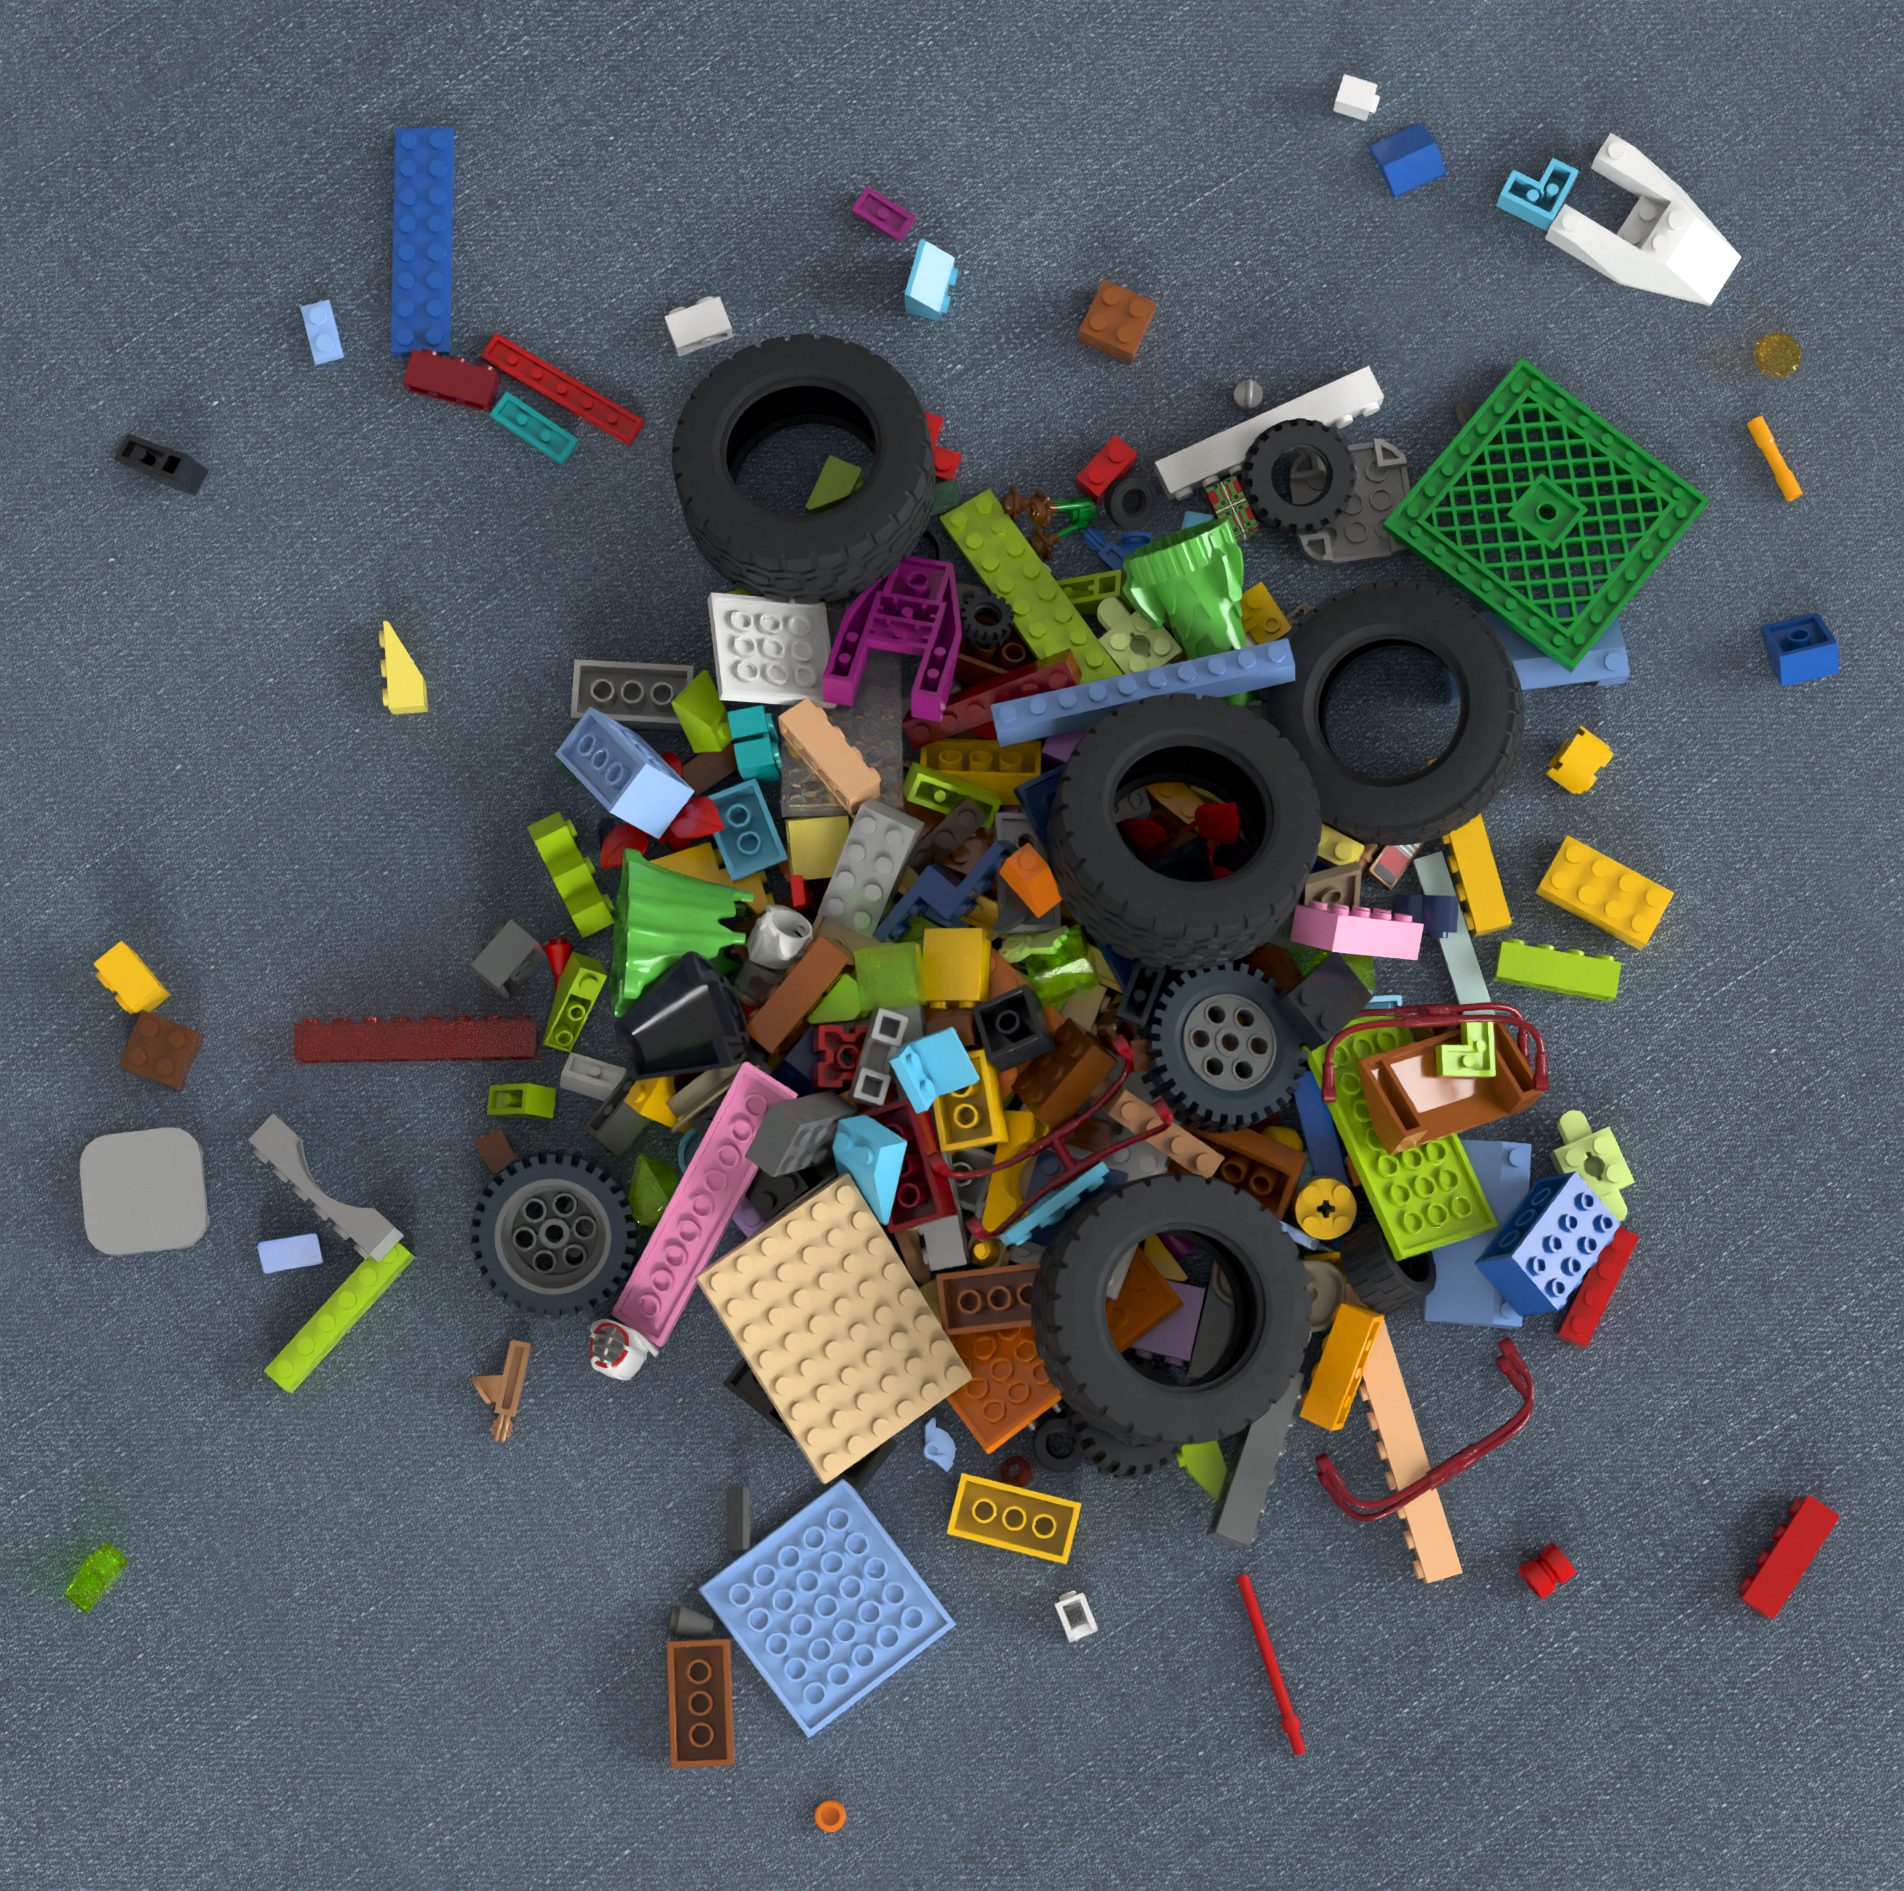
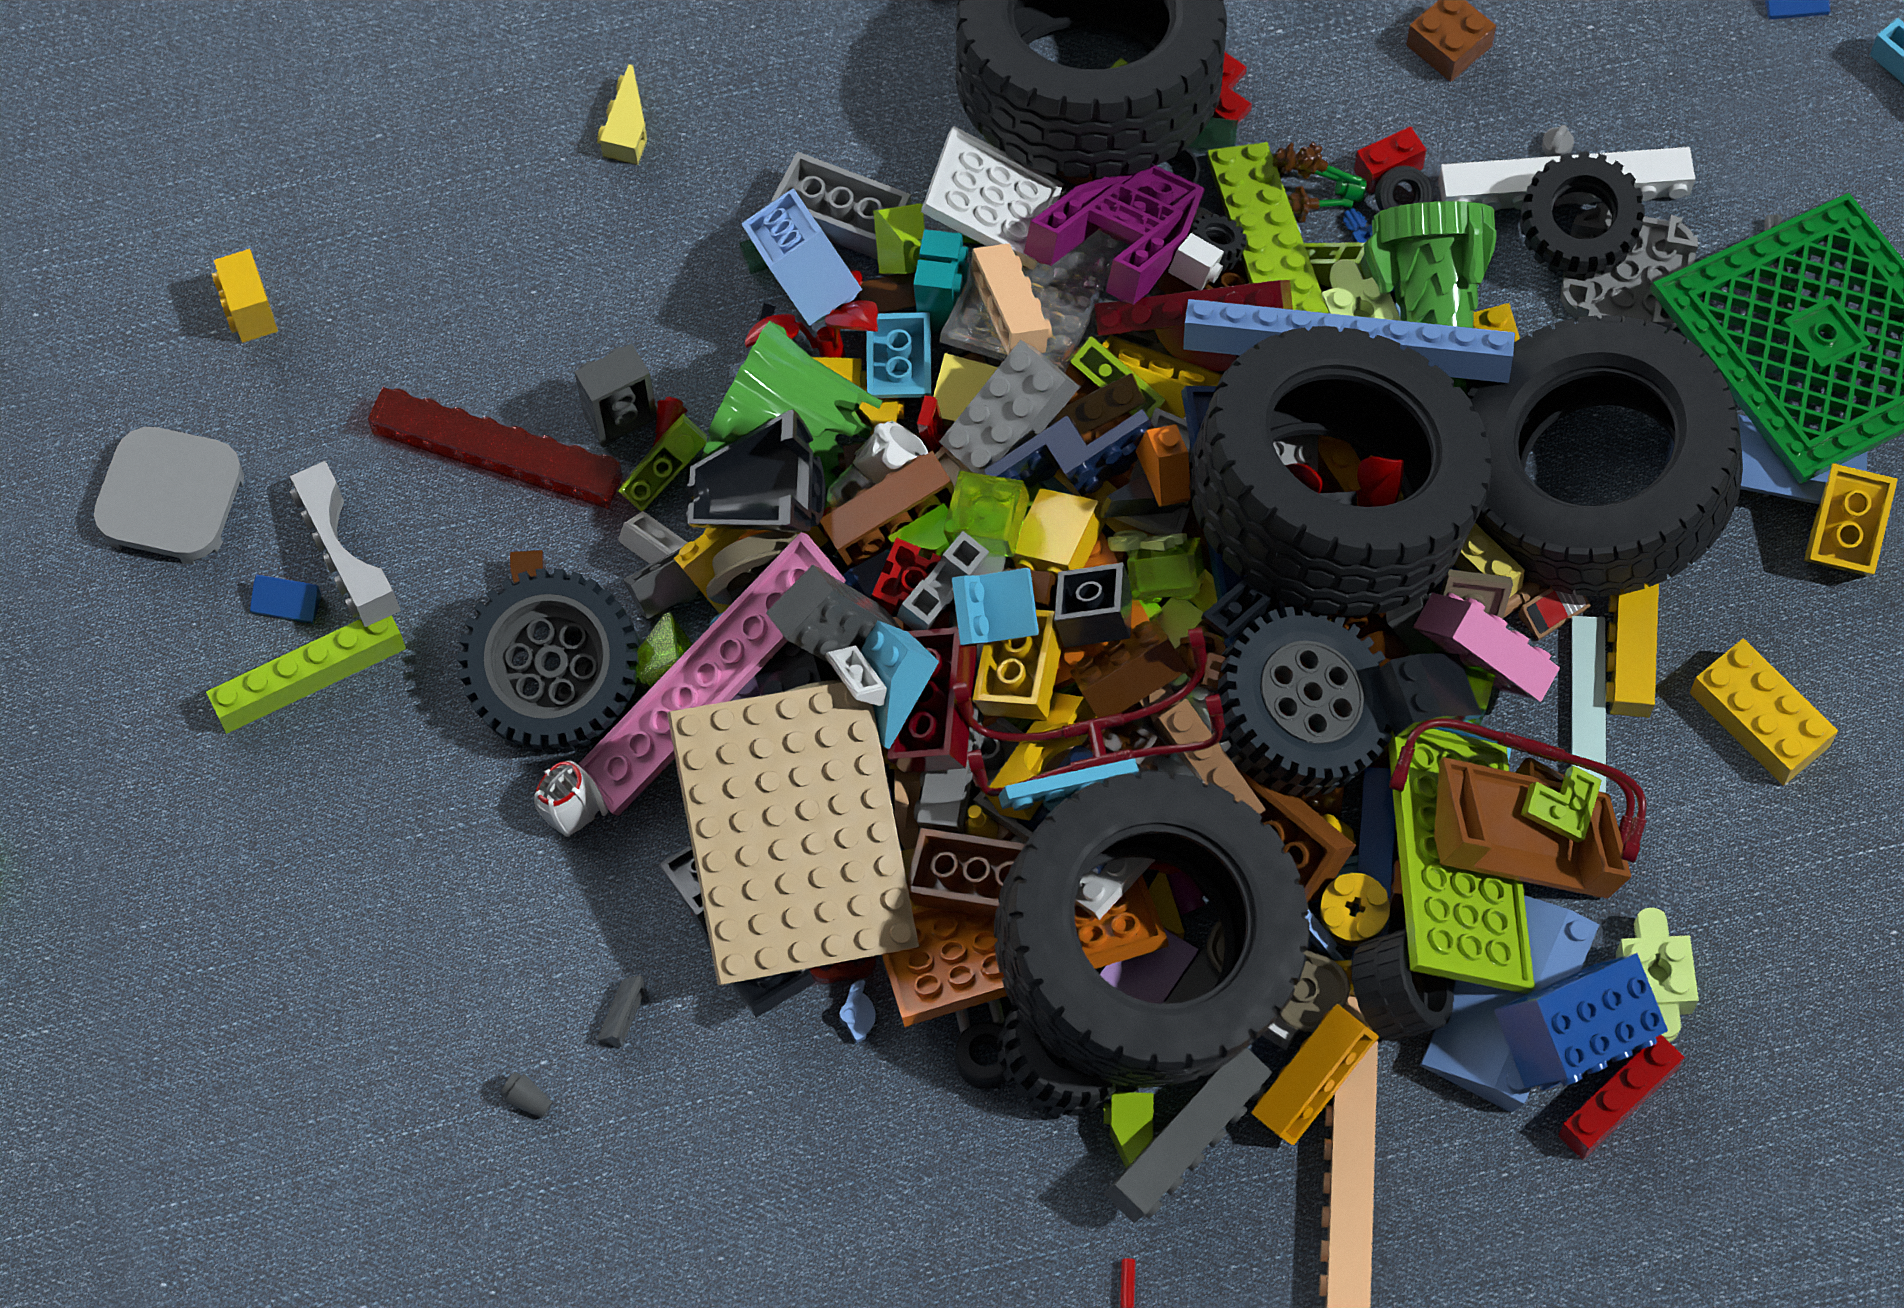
camera: 20 degrees right, 15 degrees down
(161, 1050) = (244, 372): reddish brown brick -> none
(505, 1388) = (440, 801): medium nougat piece -> none
(521, 1101) = (574, 536): lime slope -> none
(572, 874) = (712, 343): lime brick -> none
(701, 1703) = (503, 1177): dark orange brick -> none
(826, 1607) = (676, 1134): light blue tile -> none
(840, 1177) = (857, 675): none -> white slope
(979, 652) = (1196, 262): none -> white brick
(1014, 1518) = (907, 1109): yellow brick -> none
(1022, 1477) = (929, 1077): clear red piece -> none
(1075, 1615) = (933, 1235): white window -> none
(1229, 502) = (1509, 237): piece -> none
(1436, 912) = (1578, 666): dark blue brick -> none
(1513, 1367) = (1394, 1204): dark red bar -> none
(1556, 970) = (1686, 771): lime brick -> none
(1578, 761) = (1780, 574): yellow brick -> none
(1625, 692) = (1851, 520): none -> yellow slope

